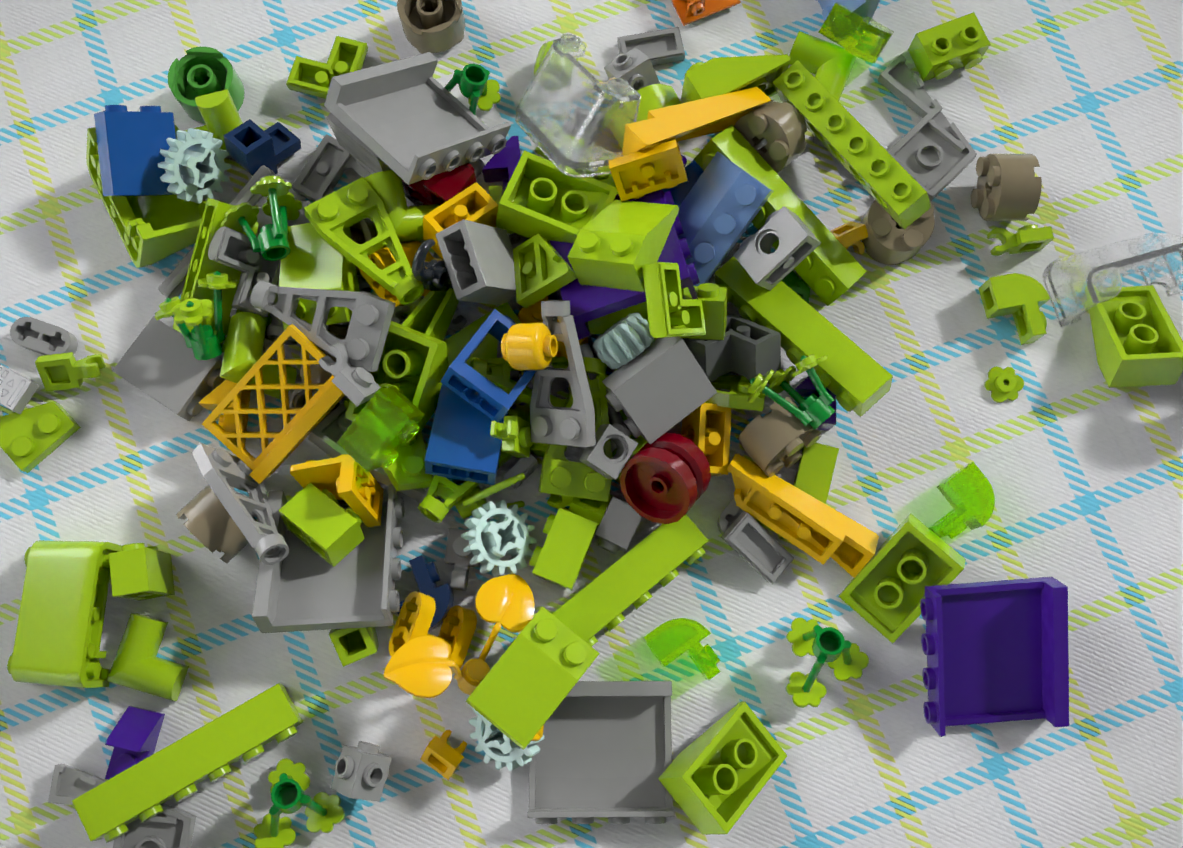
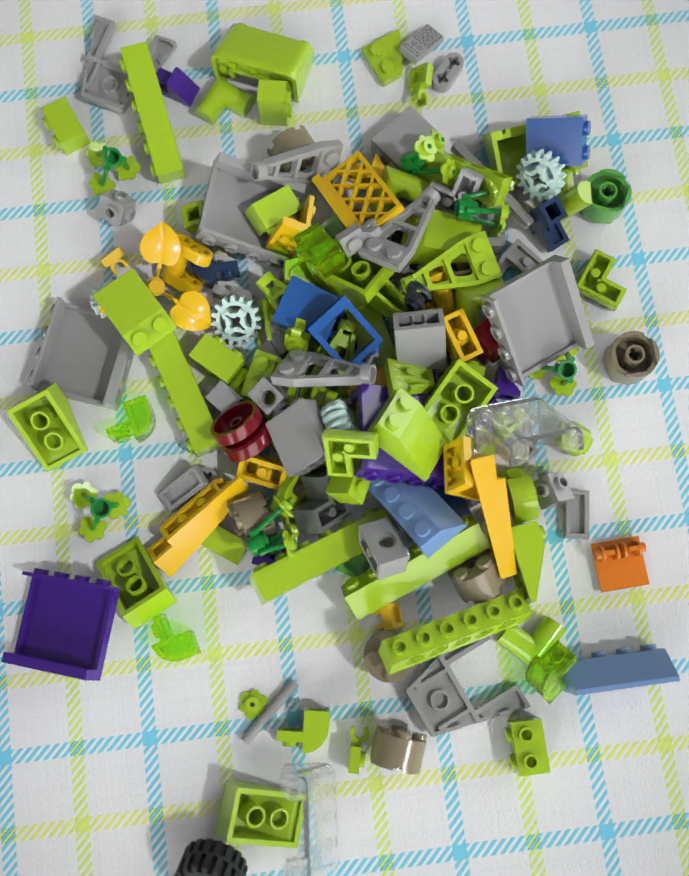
camera: 105 degrees right, 0 degrees up
(529, 346) = (346, 350): yellow head -> none
(1007, 359) = (269, 712): none -> light grey bar

